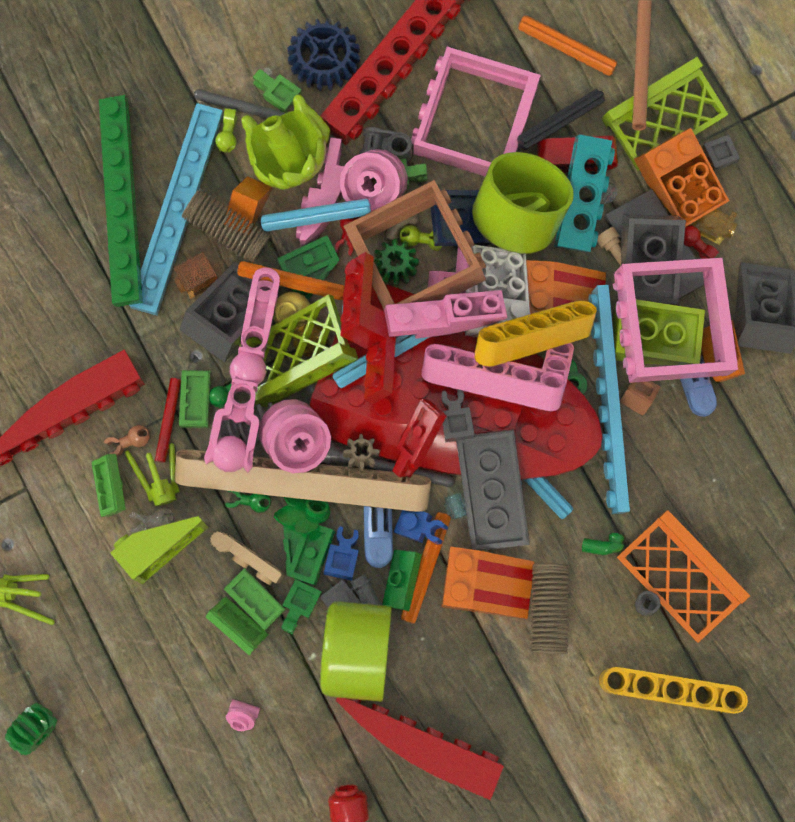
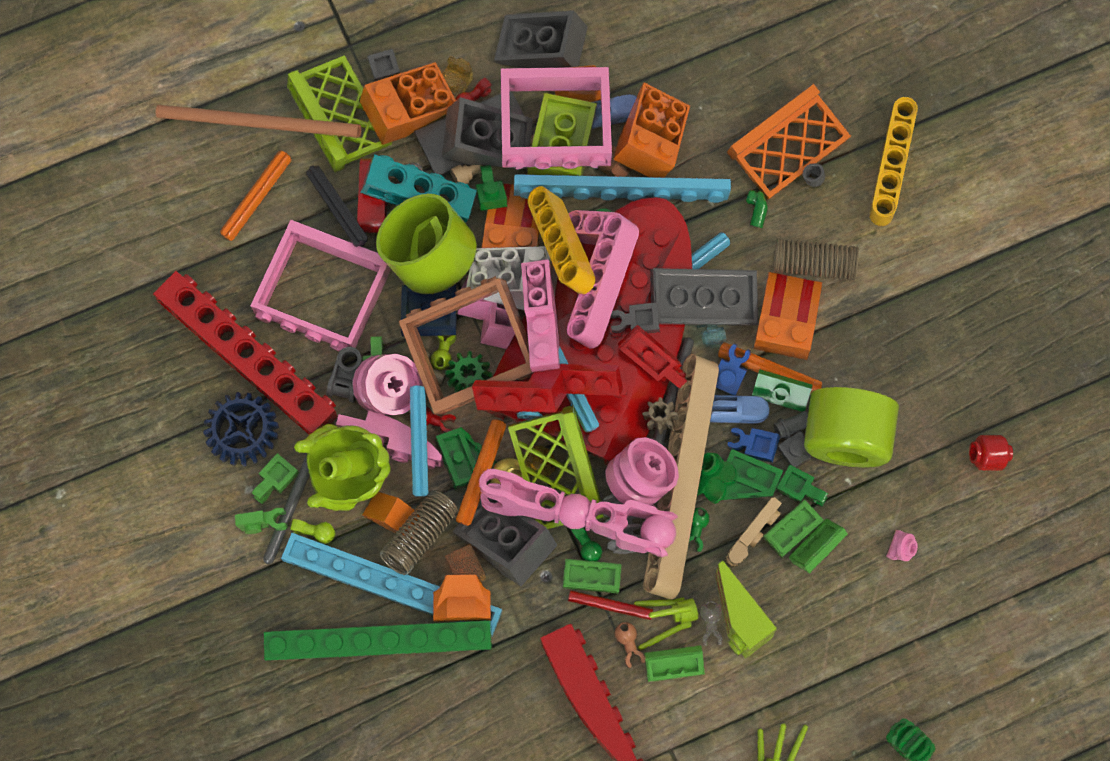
camera: 80 degrees left, 5 degrees down
(158, 272) = (461, 600): none -> orange slope
(231, 76) = (255, 521): none -> bright green plate
(428, 750) = (940, 377): red slope -> none
(590, 268) = (490, 193): none -> green plate
(675, 427) = (652, 133): none -> orange slope

